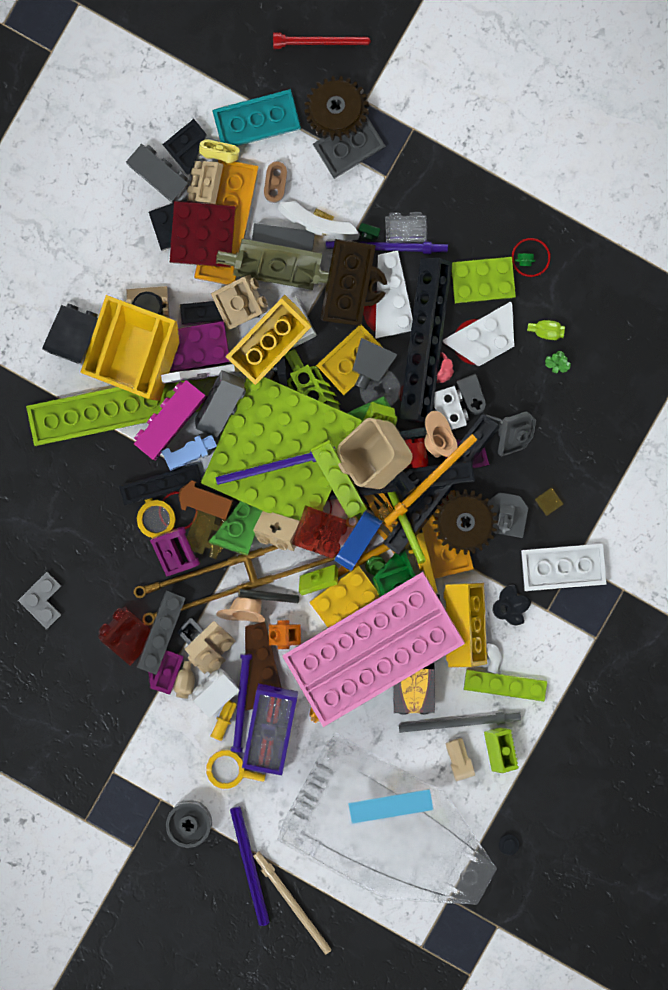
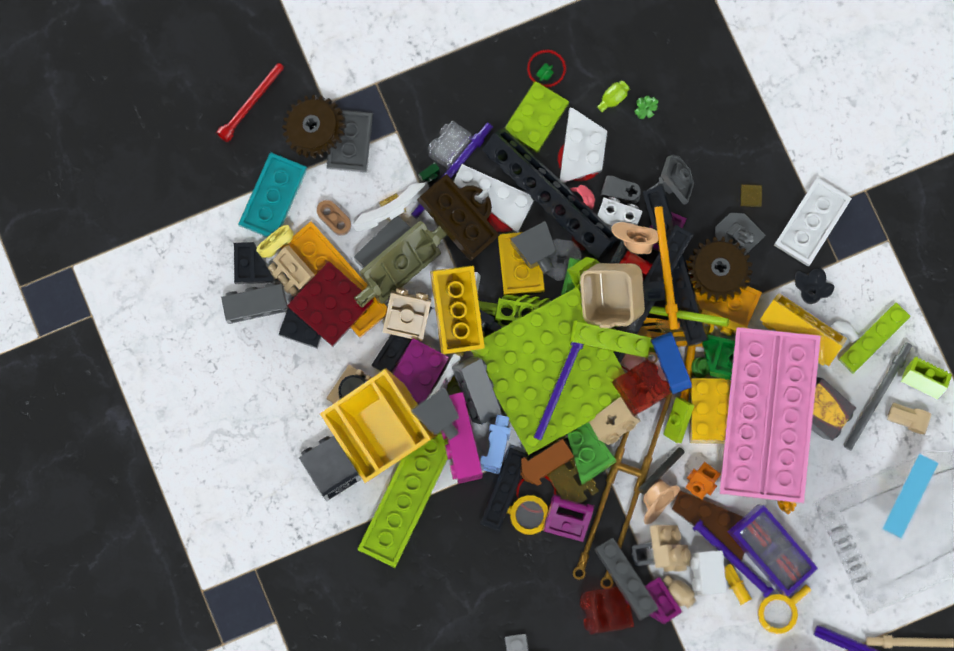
camera: 50 degrees left, 10 degrees down
(170, 389) = (438, 414): none -> dark grey torso

